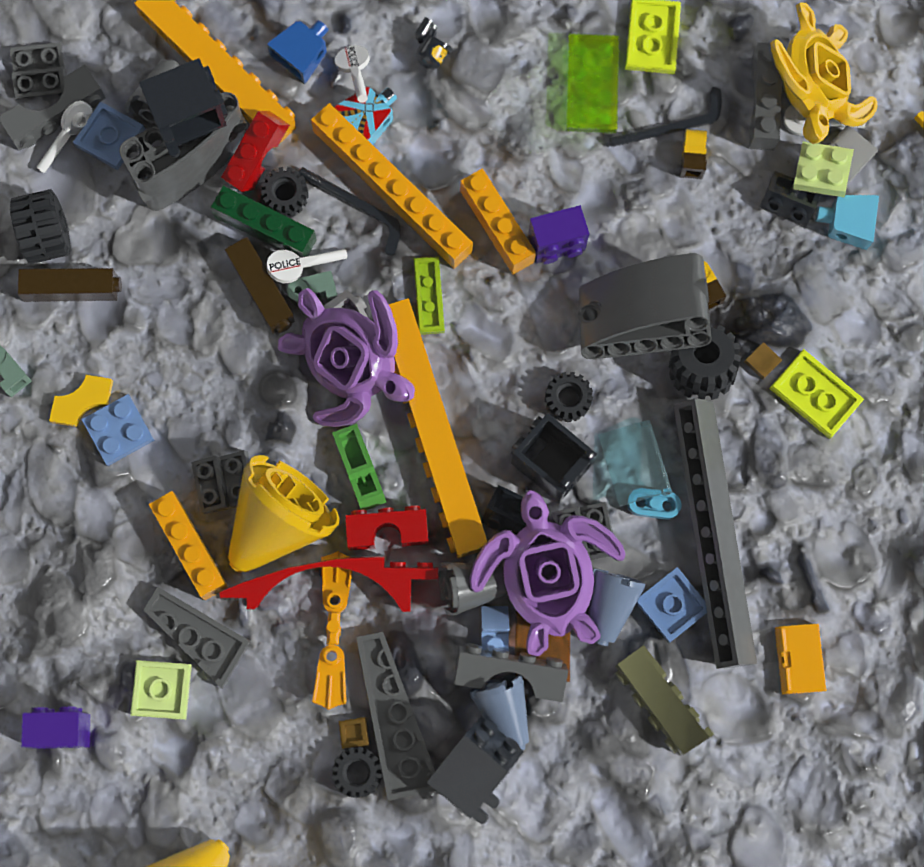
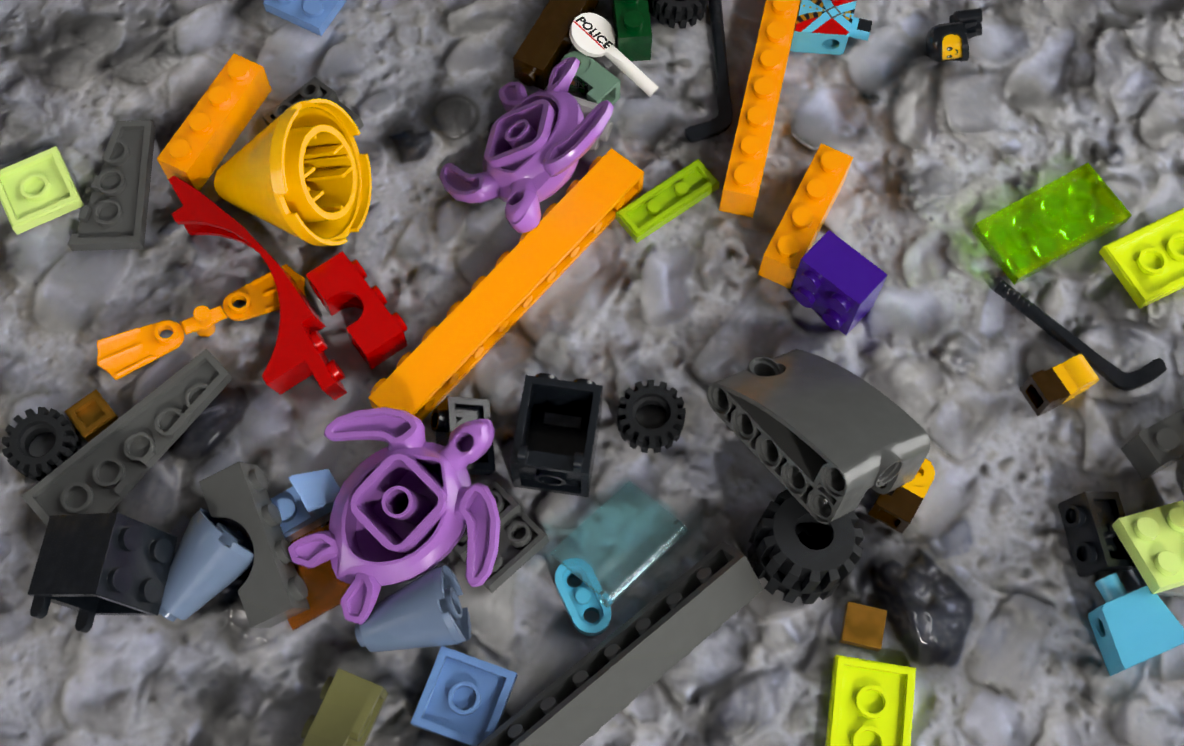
camera: 60 degrees right, 10 degrees down
(359, 467) = (412, 241): bright green slope -> none
(455, 587) = (310, 427): dark grey cone -> none

